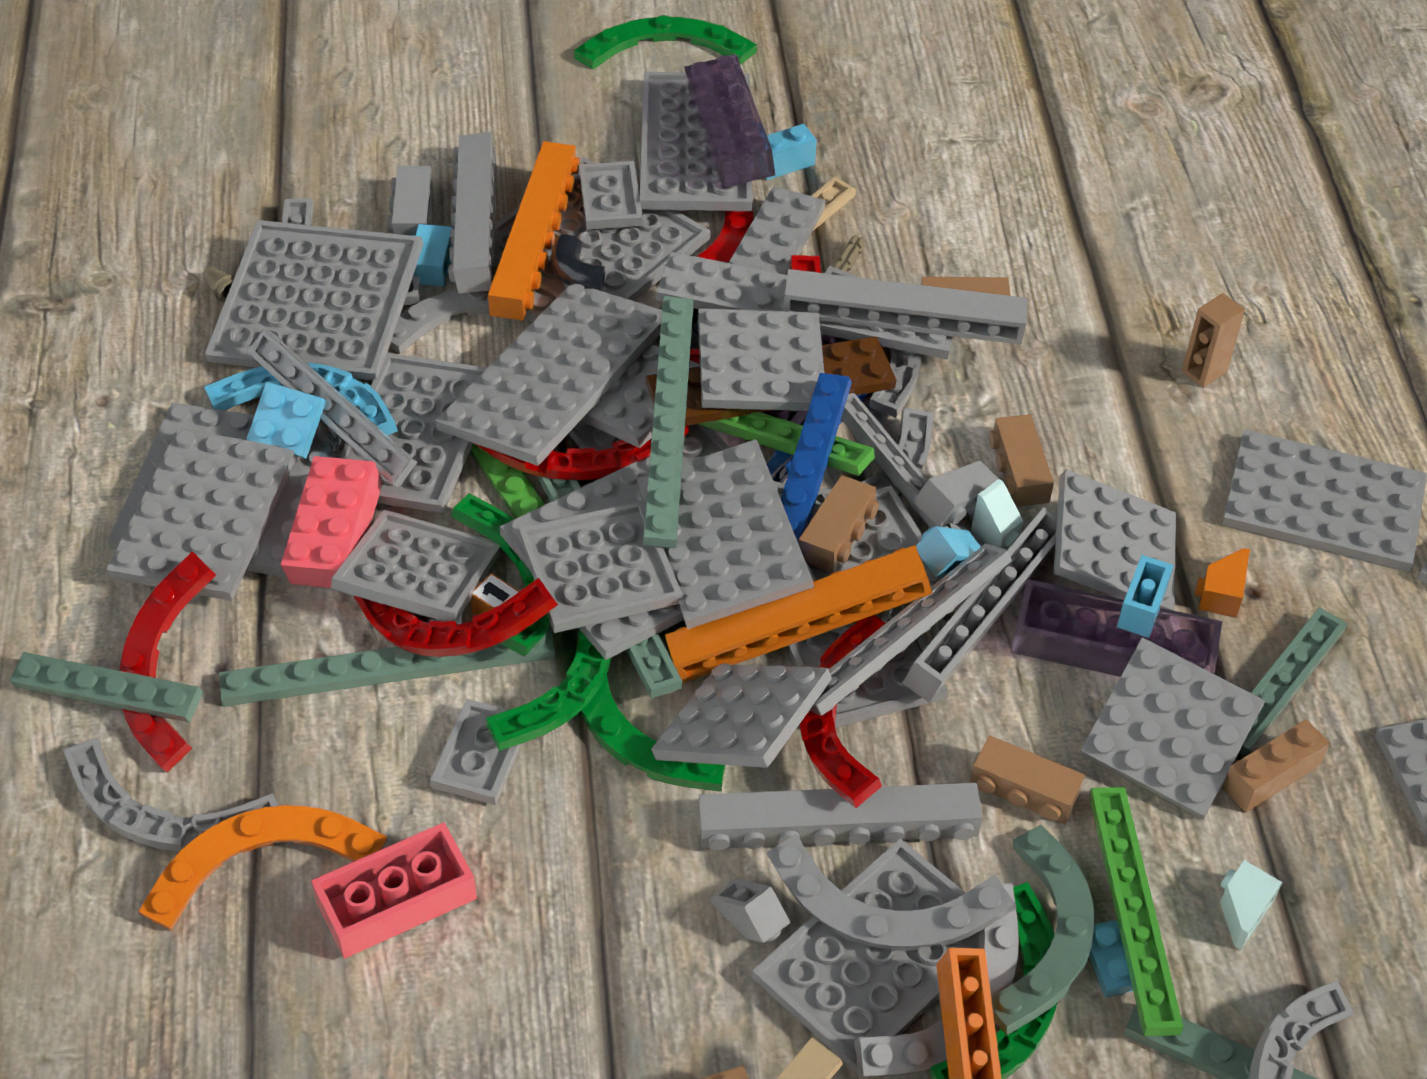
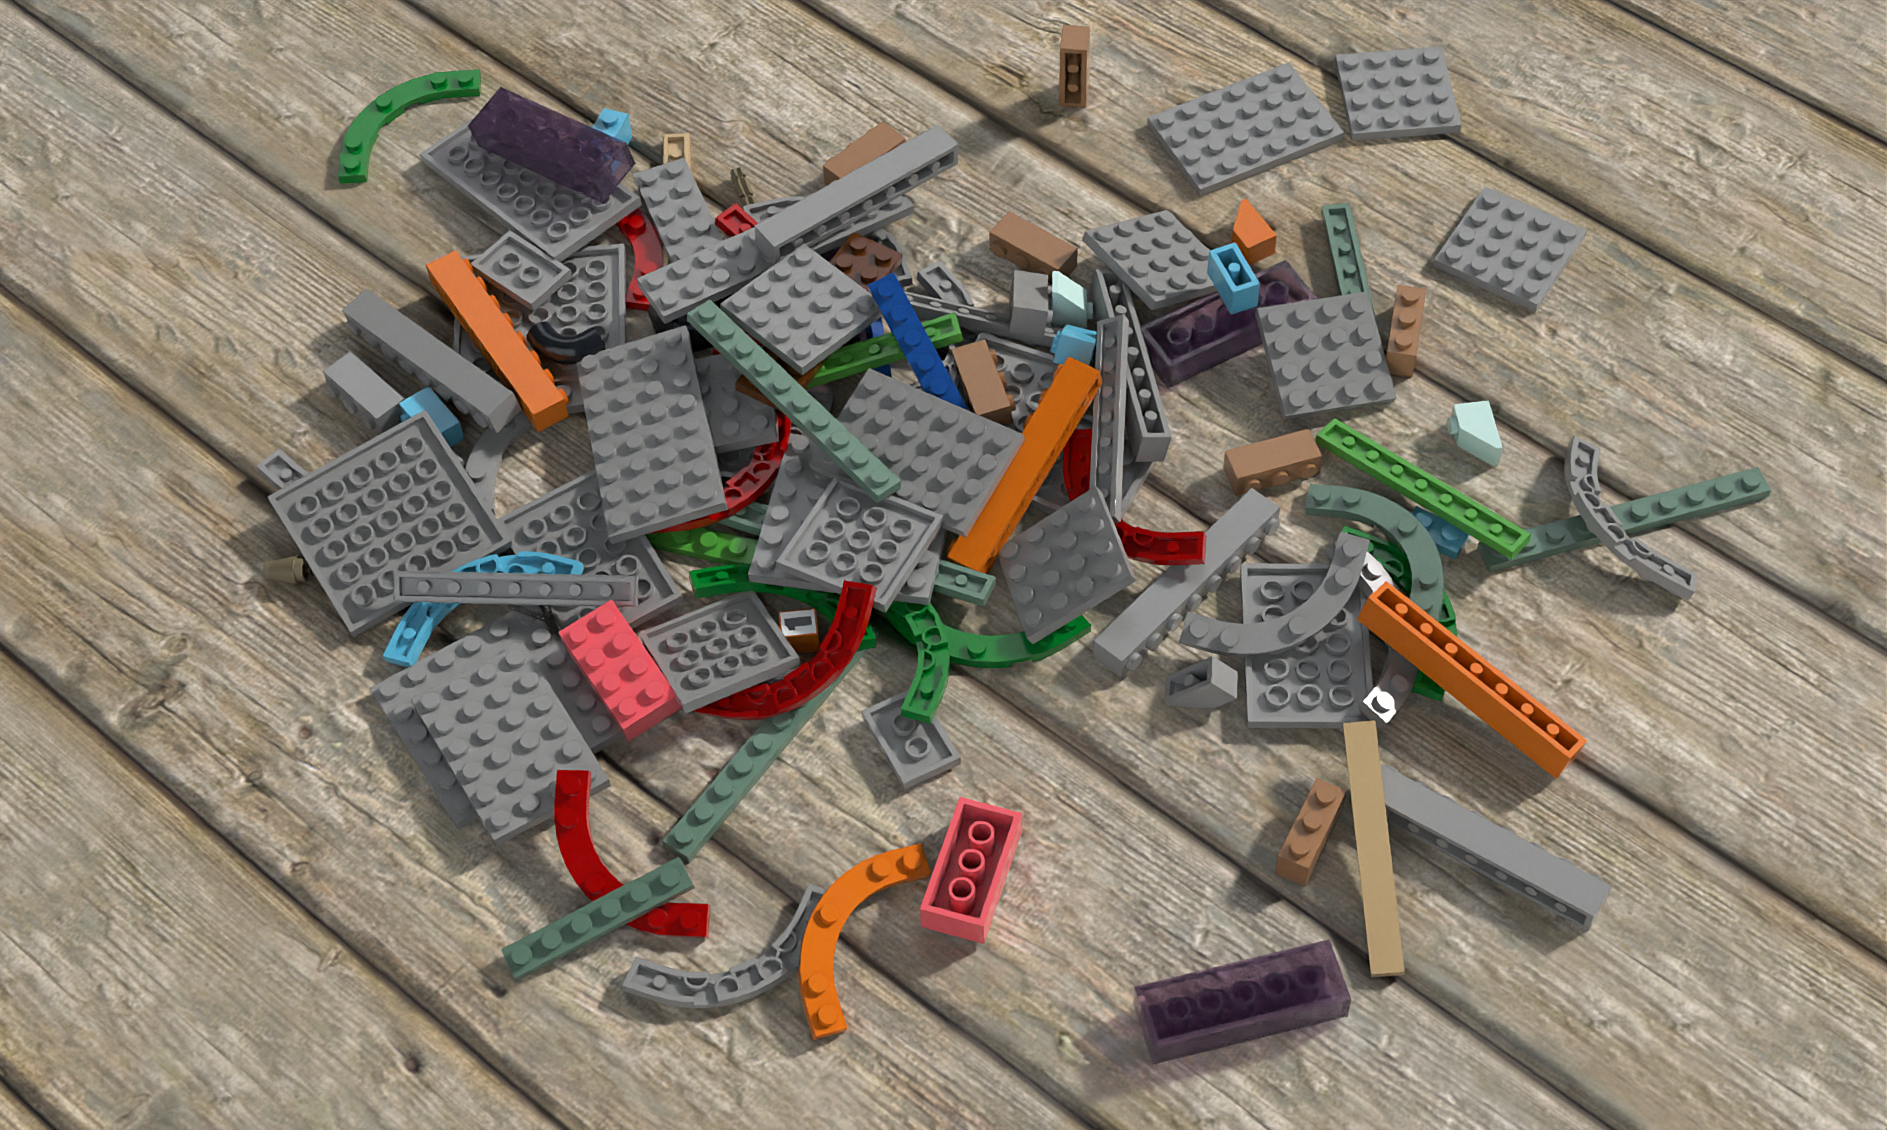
camera: 40 degrees left, 5 degrees up
(286, 419) = (493, 624): medium azure plate -> none

